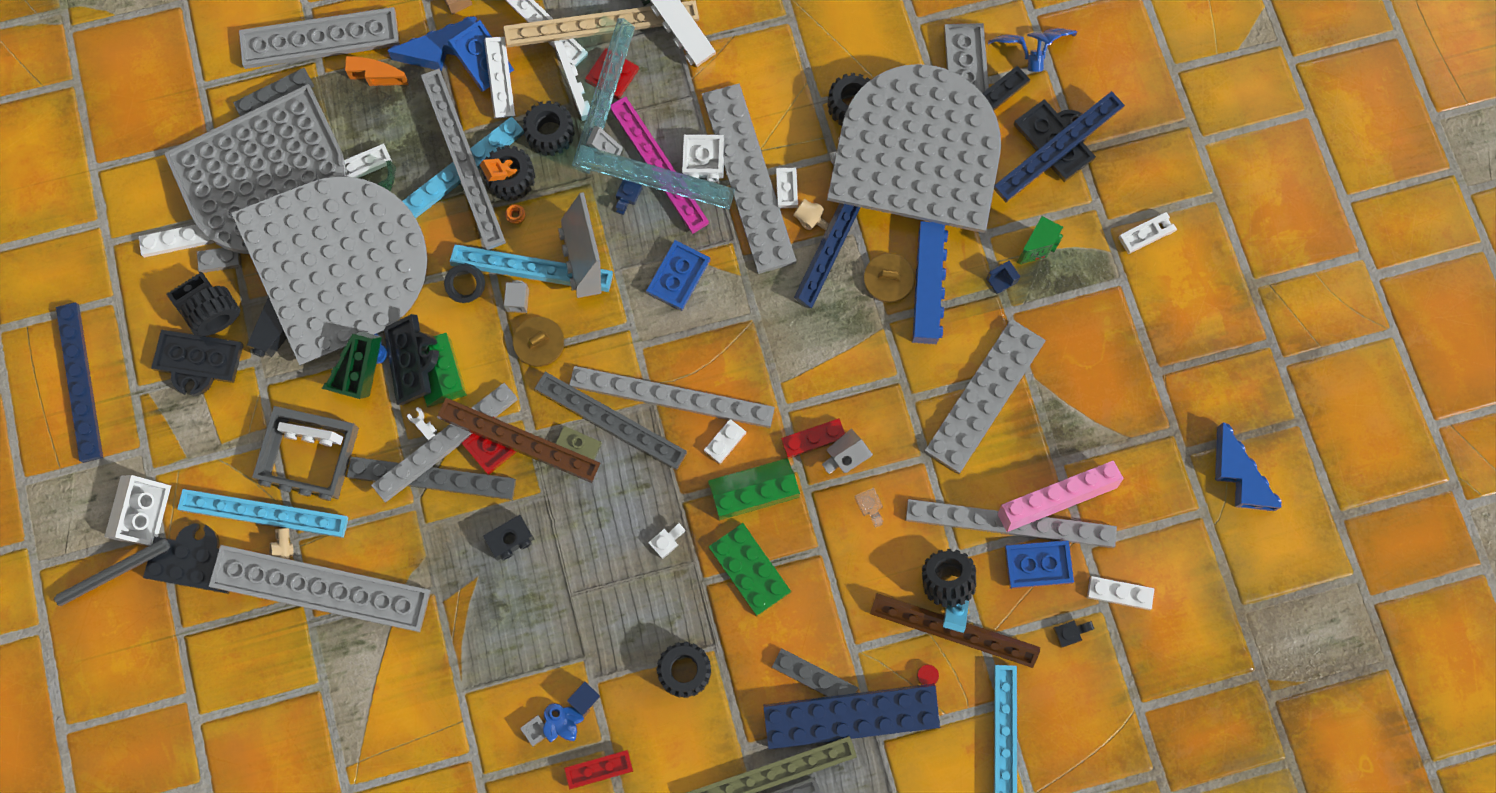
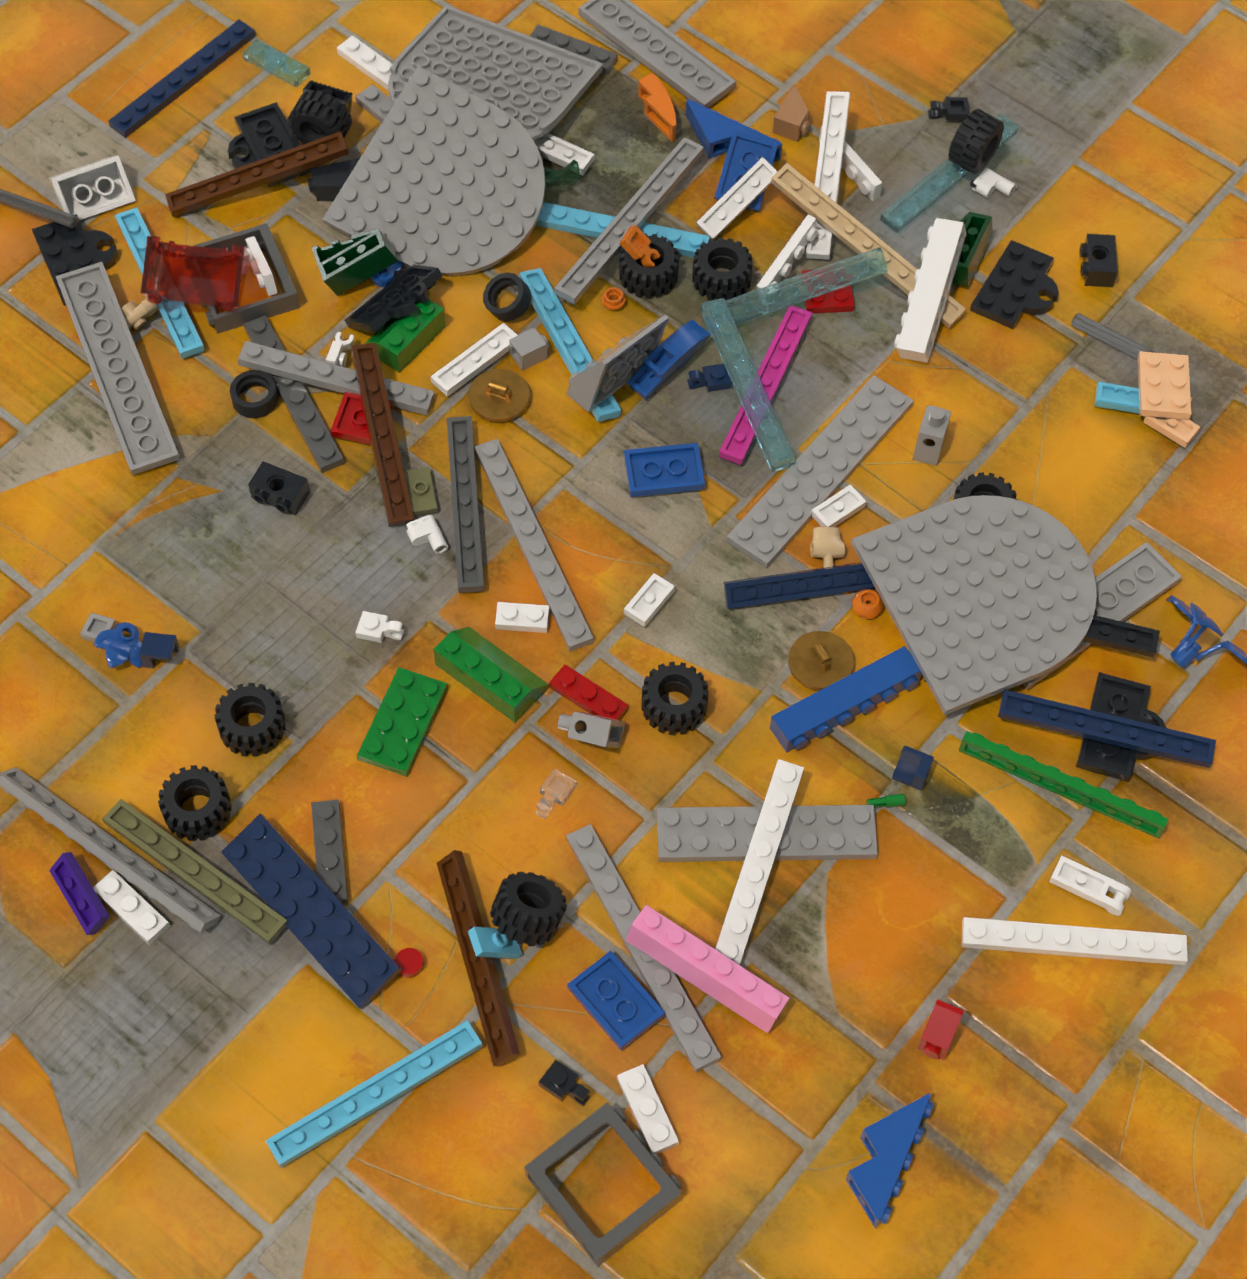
camera: 55 degrees right, 15 degrees down
(119, 306) = (276, 63): none -> clear light blue plate
(222, 385) = (256, 174): none -> reddish brown plate
(289, 485) = (194, 274): none -> clear red windscreen
(402, 496) = (250, 379): none -> black tyre
(498, 338) = (473, 360): none -> white plate
(590, 186) = (667, 357): none -> blue slope
(598, 769) = (95, 708): red plate -> none
(602, 141) = (745, 319): light grey plate -> none
(613, 460) = (426, 530): none -> white piece
(703, 156) = (805, 413): white plate -> none
(704, 751) = (190, 784): none -> black tyre
(771, 352) = (649, 600): none -> white plate
(775, 89) = (933, 427): none -> light grey torso
(859, 370) = (674, 679): none -> black tyre
(868, 226) = (864, 610): none -> orange plate
(1008, 416) = (759, 860): none -> white plate
(1012, 308) = (888, 801): none -> green pin
(1042, 241) = (979, 774): green slope -> none
(1079, 194) = (1069, 787): none -> green plate
(1116, 651) = (603, 1248): none -> dark grey piece
(1174, 269) = (1074, 941): none -> white plate
(1187, 387) = (940, 1030): none -> red slope

